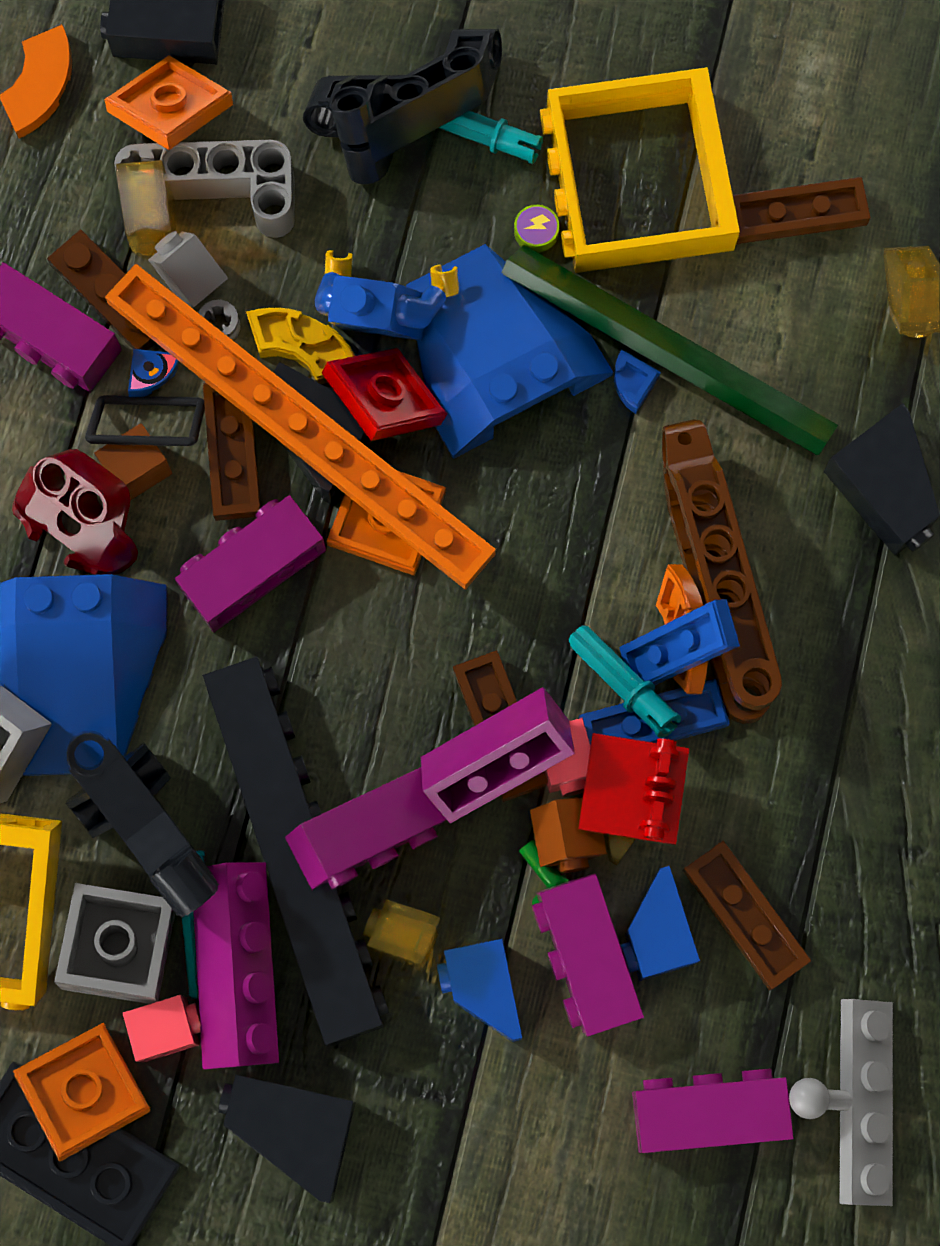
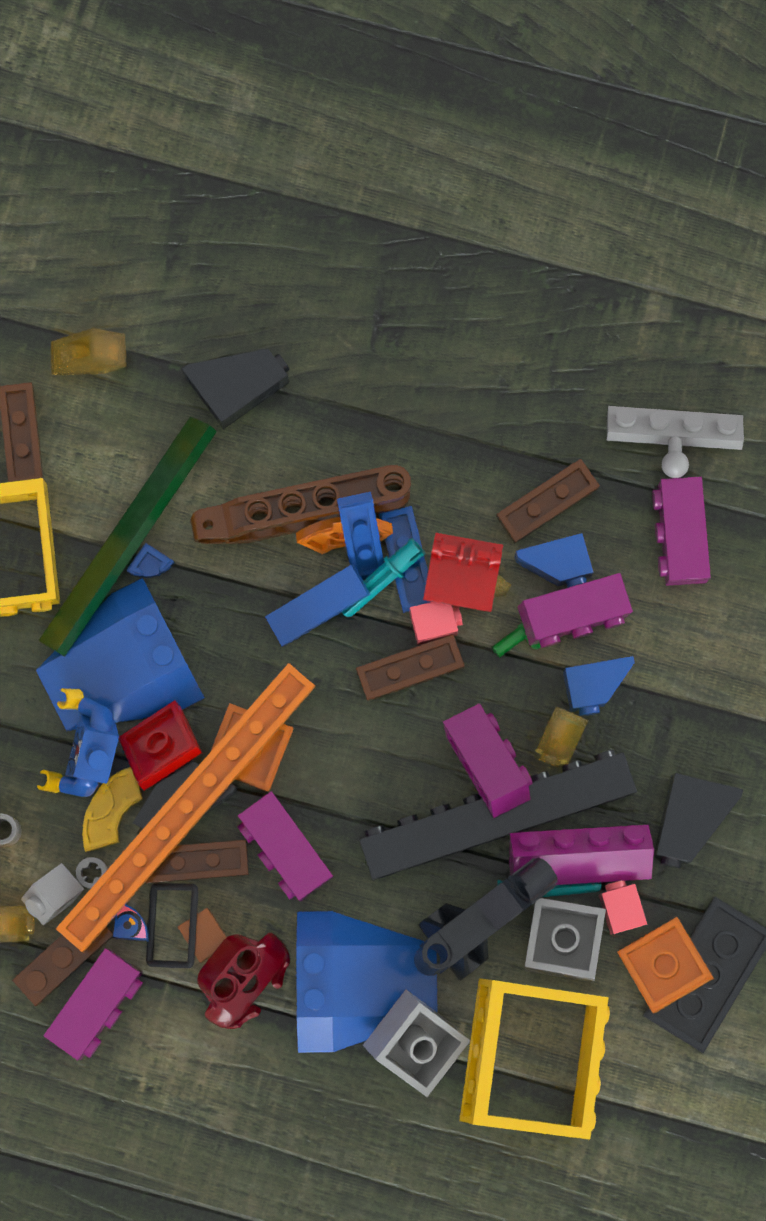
camera: 90 degrees left, 5 degrees up
(496, 755) = (439, 666): magenta brick -> none
(536, 228) = (25, 630): tile -> none
(559, 838) = (493, 626): dark orange brick -> none
(582, 597) = (317, 605): none -> blue tile

